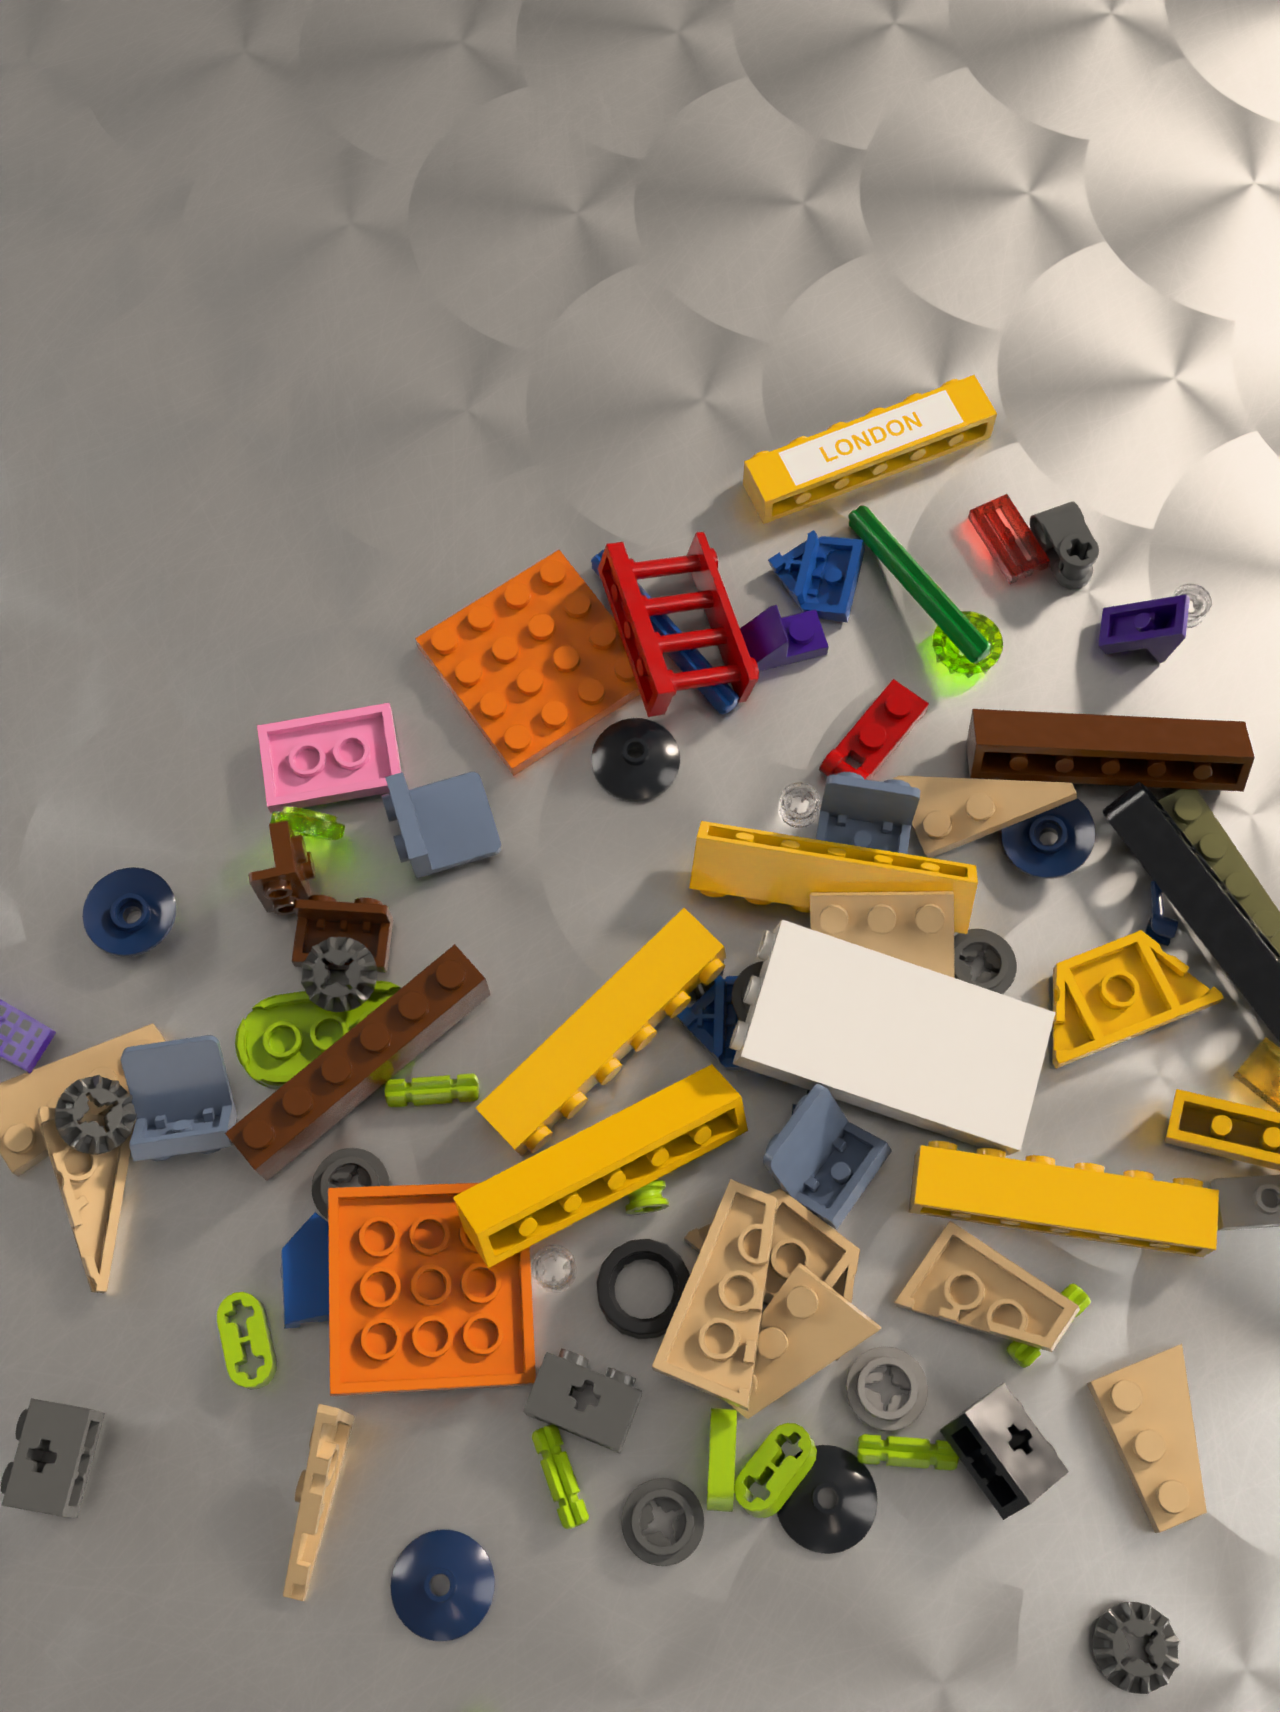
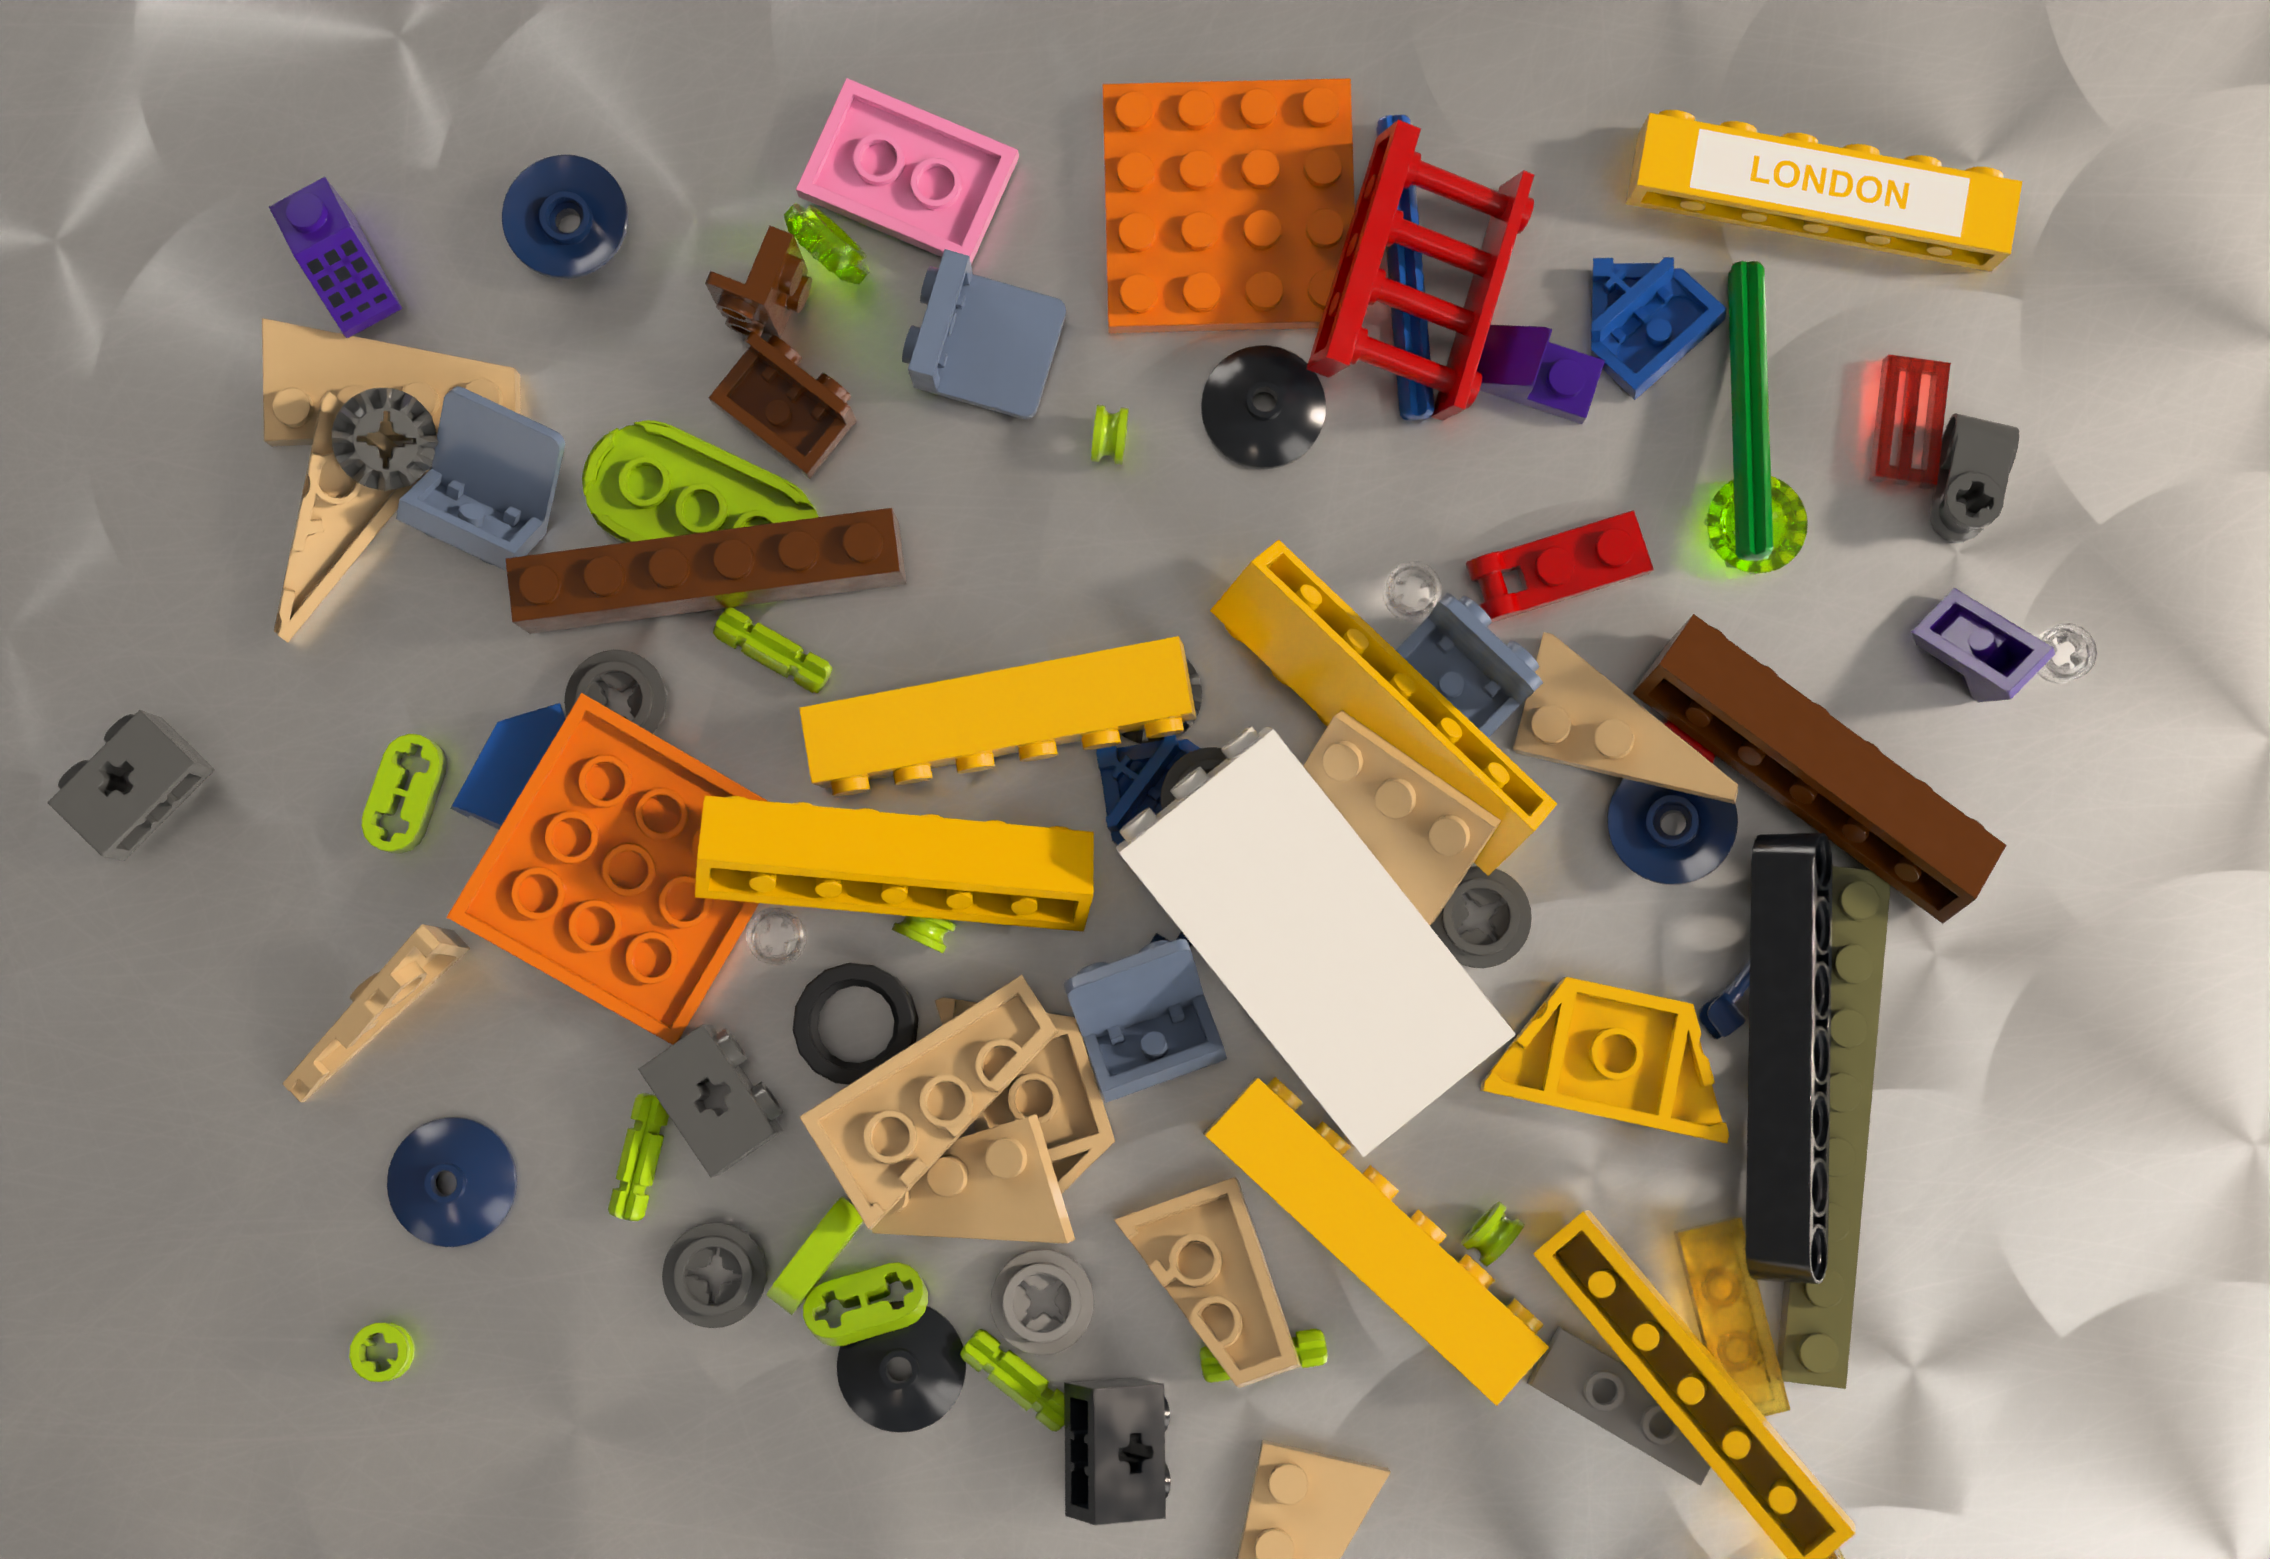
camera: 30 degrees right, 15 degrees up
(361, 974) = (771, 469): dark grey gear -> none
(556, 828) = (1109, 434): none -> lime bush
(1130, 1148) = (1492, 1234): none -> lime bush

